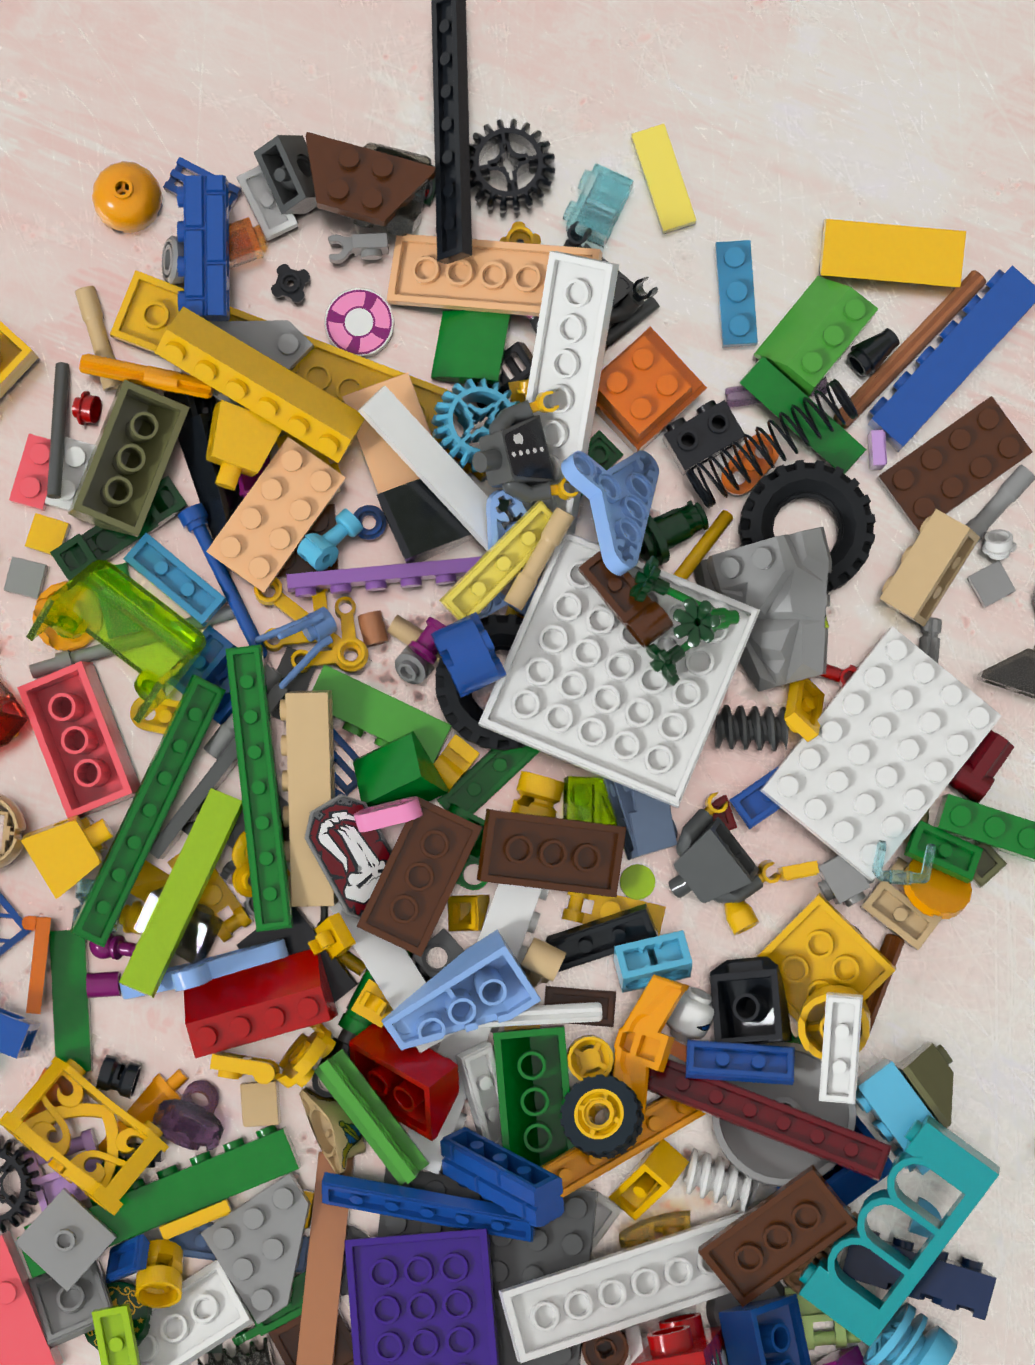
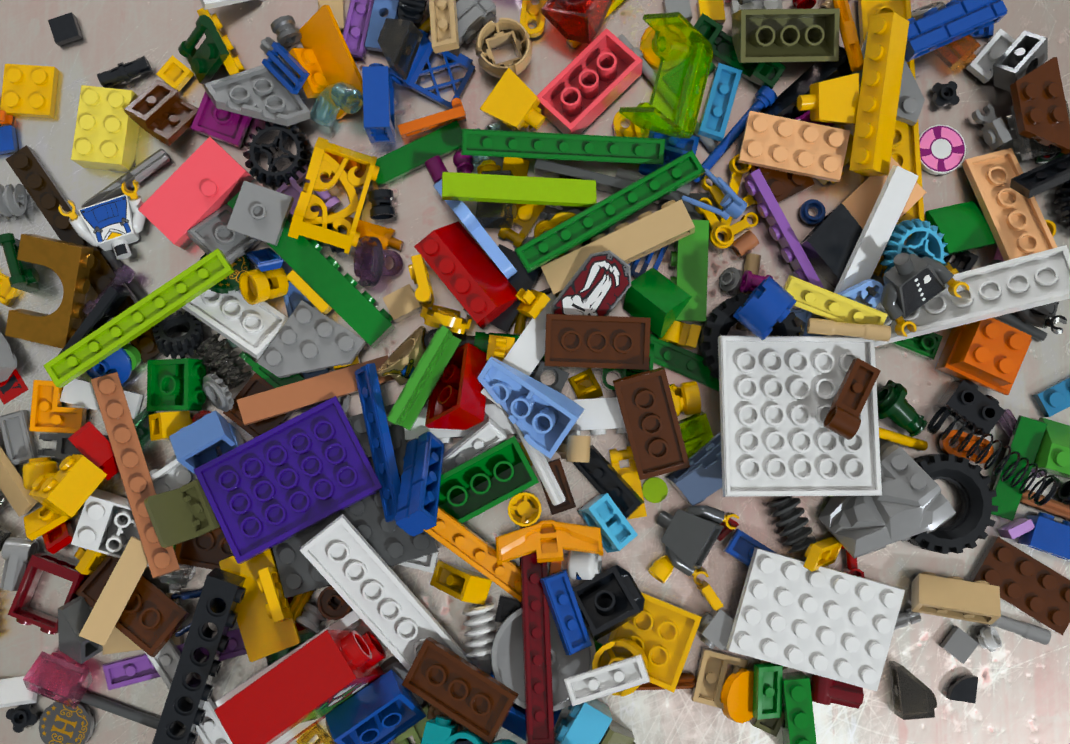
camera: 60 degrees right, 0 degrees up
(322, 550) = (784, 186): medium azure leg -> none
(388, 814) = (631, 302): bright pink beam -> none
(586, 1101) = (490, 550): black wheel -> none
(613, 507) = (911, 367): light blue beam -> none
(646, 1229) = (424, 595): clear yellow slope -> none
(697, 621) = (869, 455): dark green plant -> none
(704, 1135) = (506, 606): none -> black tile
(900, 876) = (740, 671): clear light blue piece -> none

